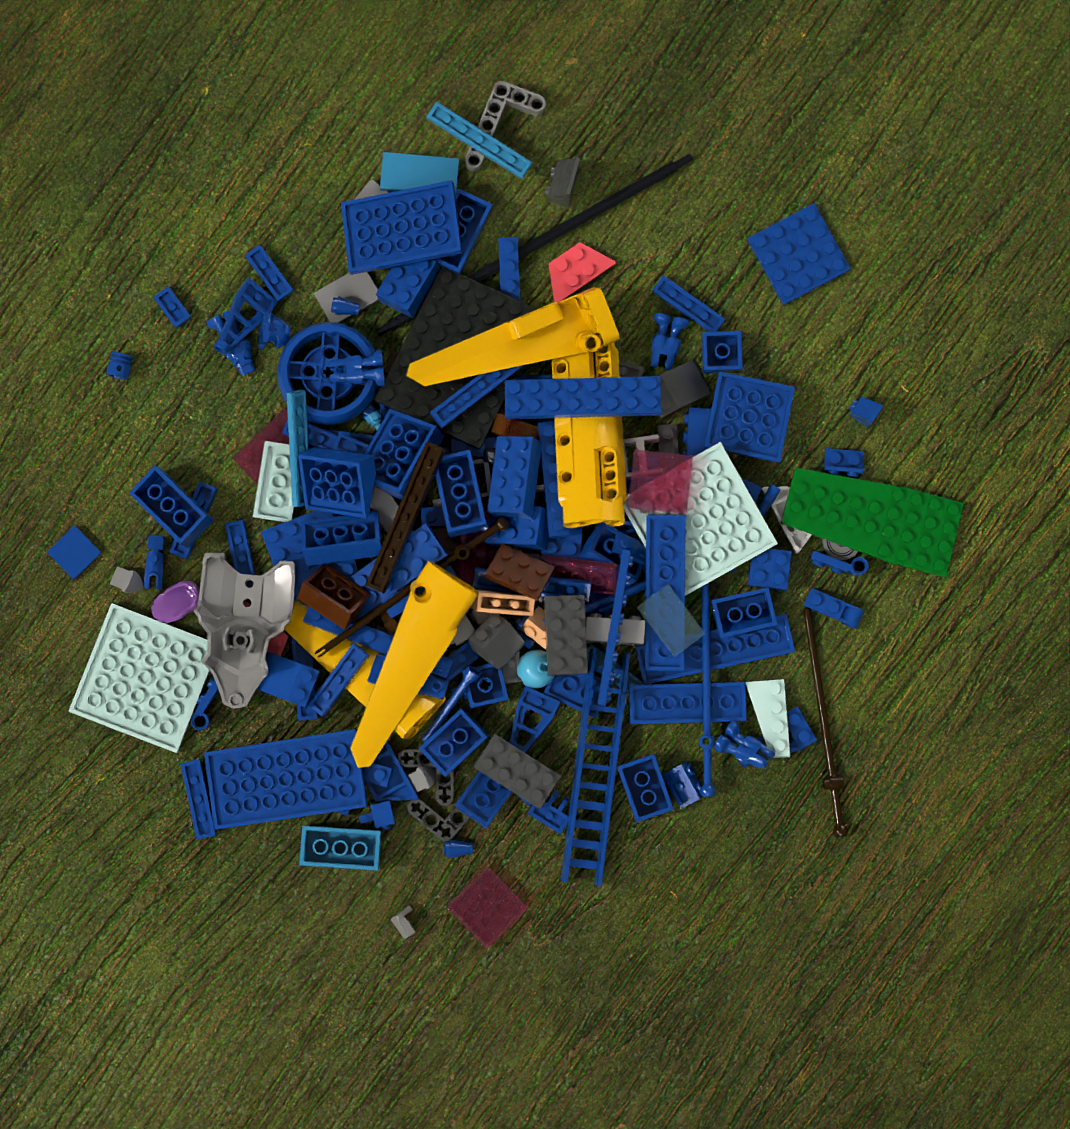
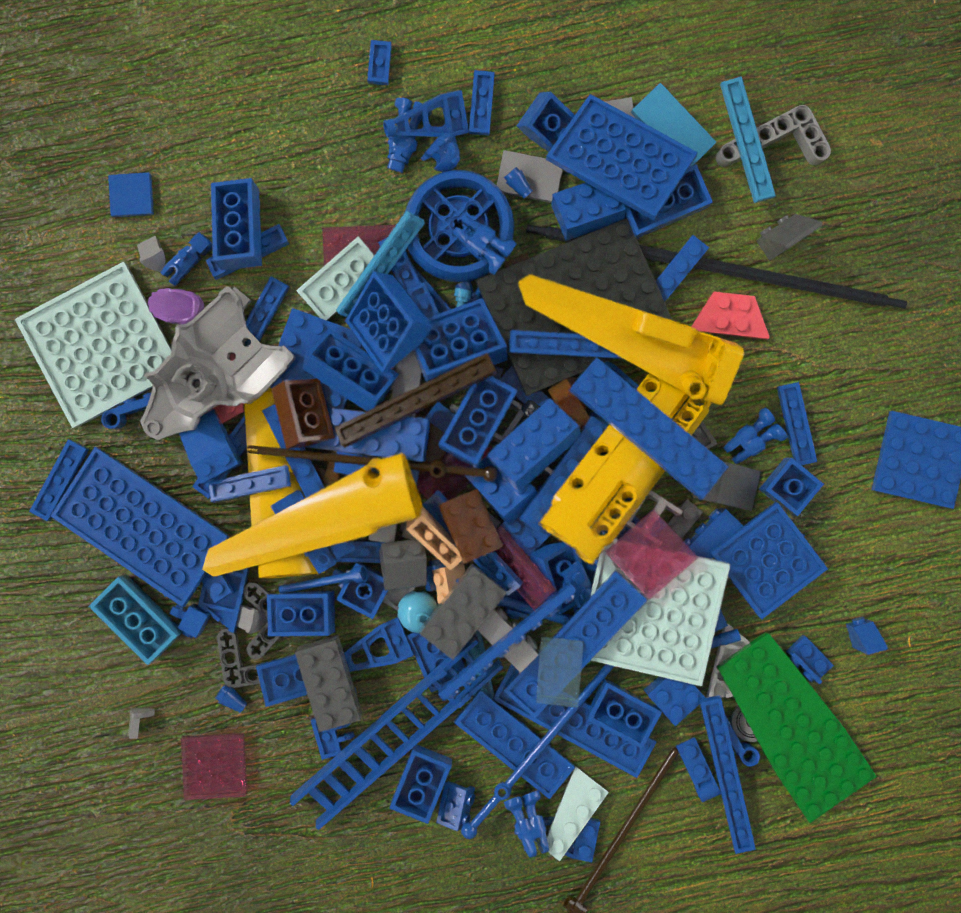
camera: 40 degrees right, 5 degrees up
(121, 361) = (298, 69): blue piece -> none
(325, 247) = (545, 120): none -> blue slope
(855, 592) = (727, 774): none -> blue plate

